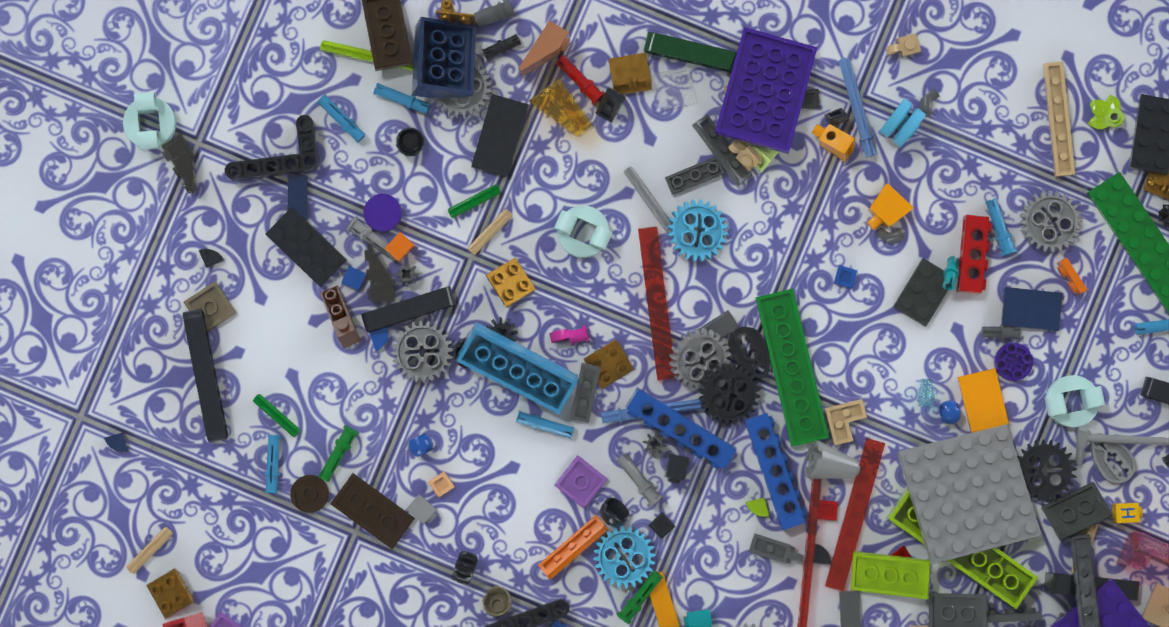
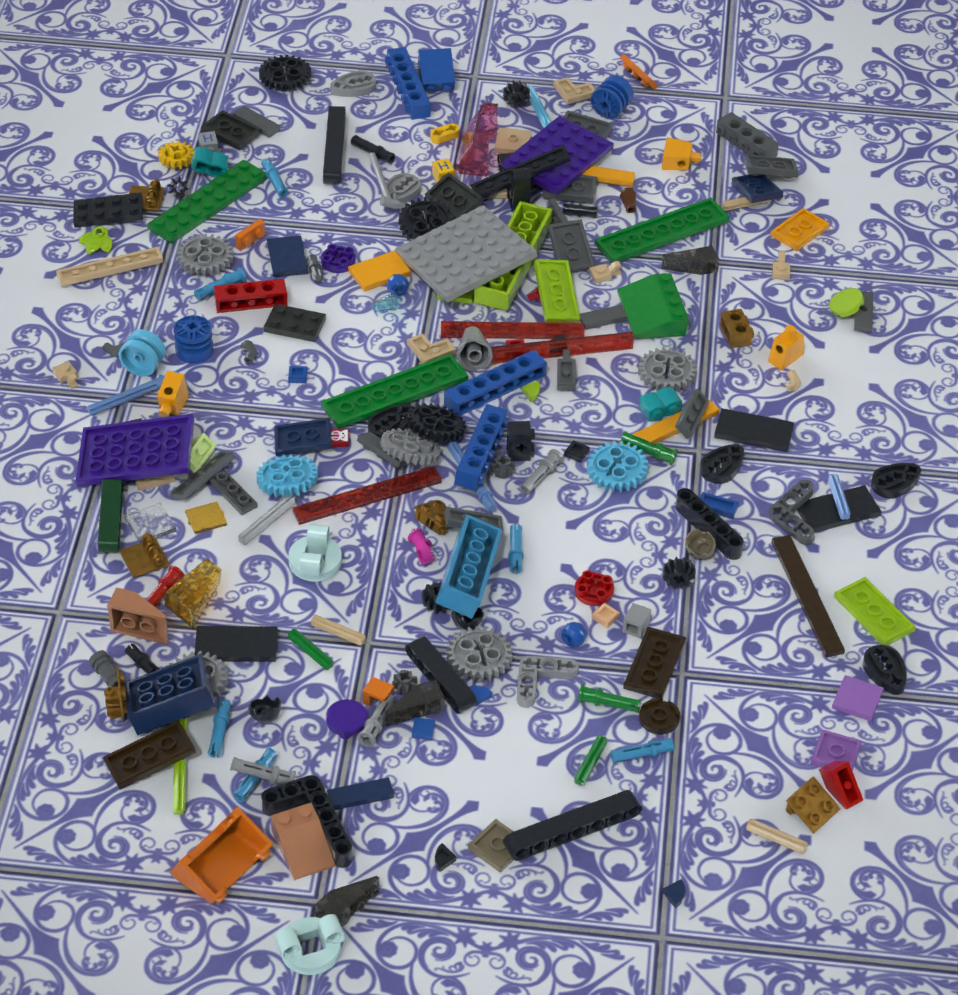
camera: 105 degrees left, 40 degrees down
(256, 65) = (222, 857): none -> orange windscreen
(256, 139) = (302, 841): none -> nougat slope
(306, 246) = (403, 772): black plate -> none
(331, 131) = (272, 774): none -> light grey pin
(340, 317) = (469, 726): reddish brown slope -> none
(389, 393) = (534, 672): none -> light grey beam
(476, 484) = (594, 588): none -> red tile
(510, 282) = (386, 603): pearl gold hinge -> none
(573, 547) = (624, 503): orange plate -> none
(580, 481) = (559, 514): medium lavender tile -> none
(610, 104) = (179, 556): black slope -> none
(614, 512) = (579, 481): black hair -> none
(669, 142) = (205, 517): none -> clear yellow piece
(742, 295) = (340, 437): none -> tile
(746, 155) = (203, 453): tan plate -> none
(750, 259) = (303, 437): none -> dark blue tile
(836, 117) = (148, 403): black tile -> none
(888, 208) = (224, 355): light orange torso -> none
(904, 184) = (193, 339): none -> blue wheel
(951, 273) = (272, 301): teal pin -> none
(1091, 399) = (367, 213): light aqua piece -> none

